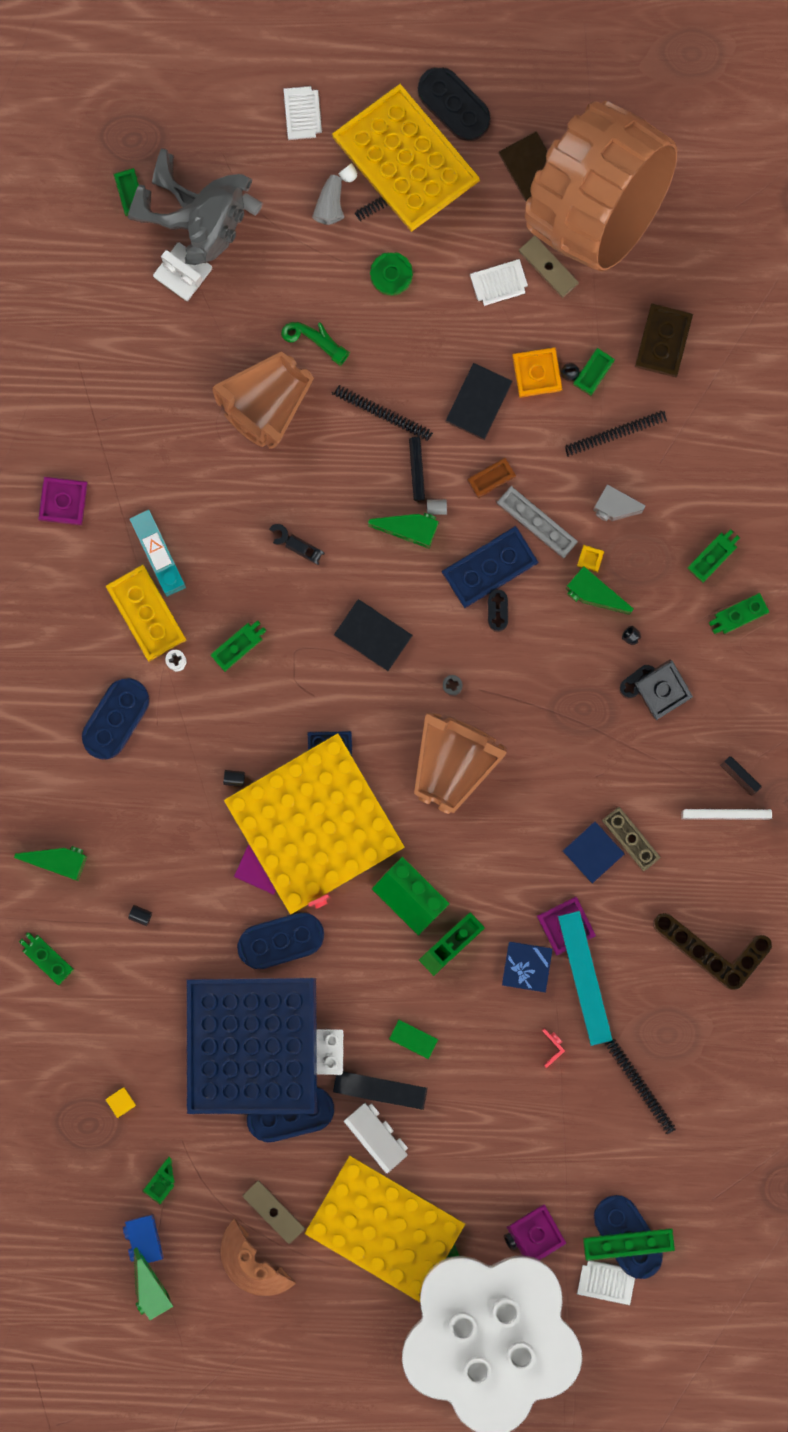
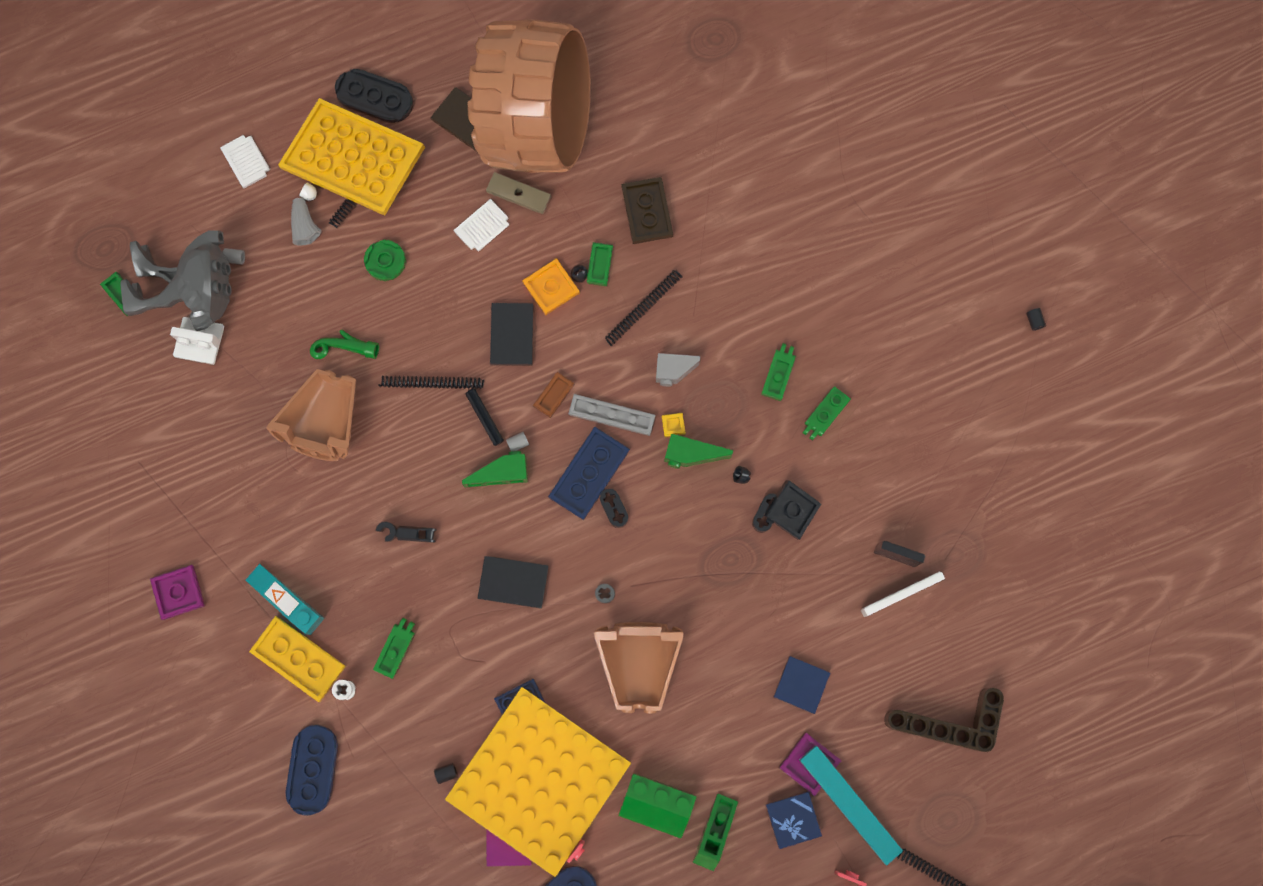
camera: 30 degrees left, 5 degrees down
(621, 828) = (816, 651): dark tan tile -> none

